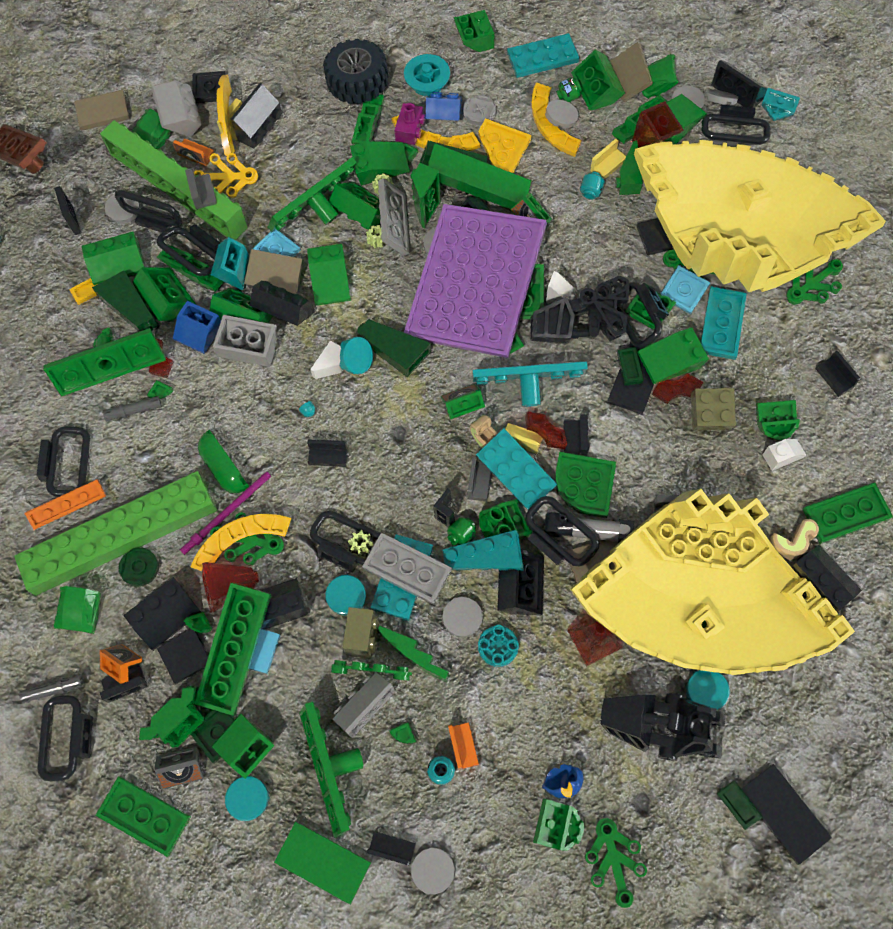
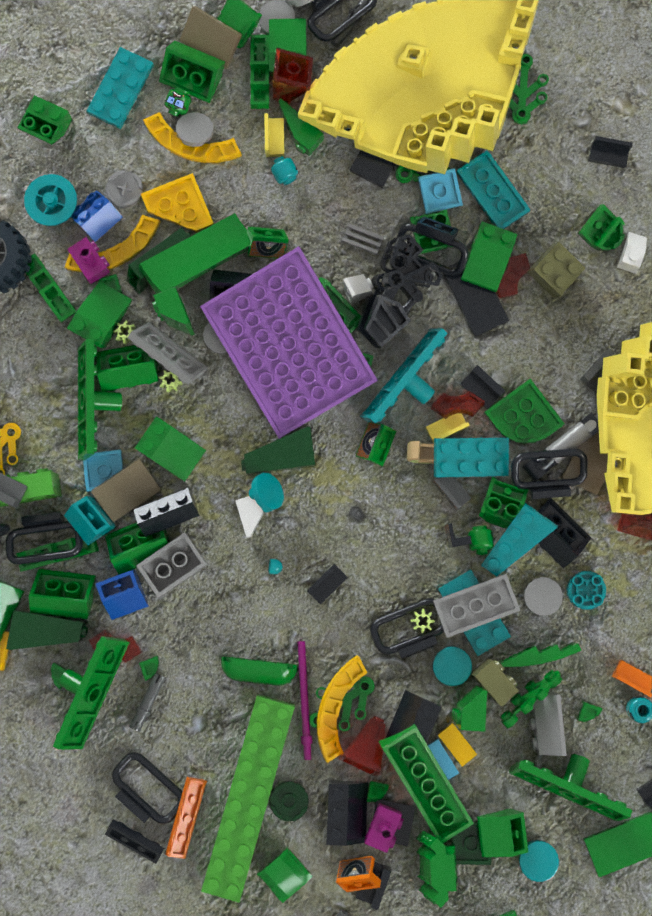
camera: 50 degrees left, 15 degrees up
(19, 484) = (135, 841): none -> black plate
(172, 648) = (383, 828): none -> magenta brick
(178, 767) = (472, 891): panel -> none
(287, 653) = (457, 744): none -> yellow tile
(321, 630) = (471, 710): none -> green slope
(598, 258) = (364, 232): none -> light grey tile
(630, 366) = (465, 294): dark green tile -> none

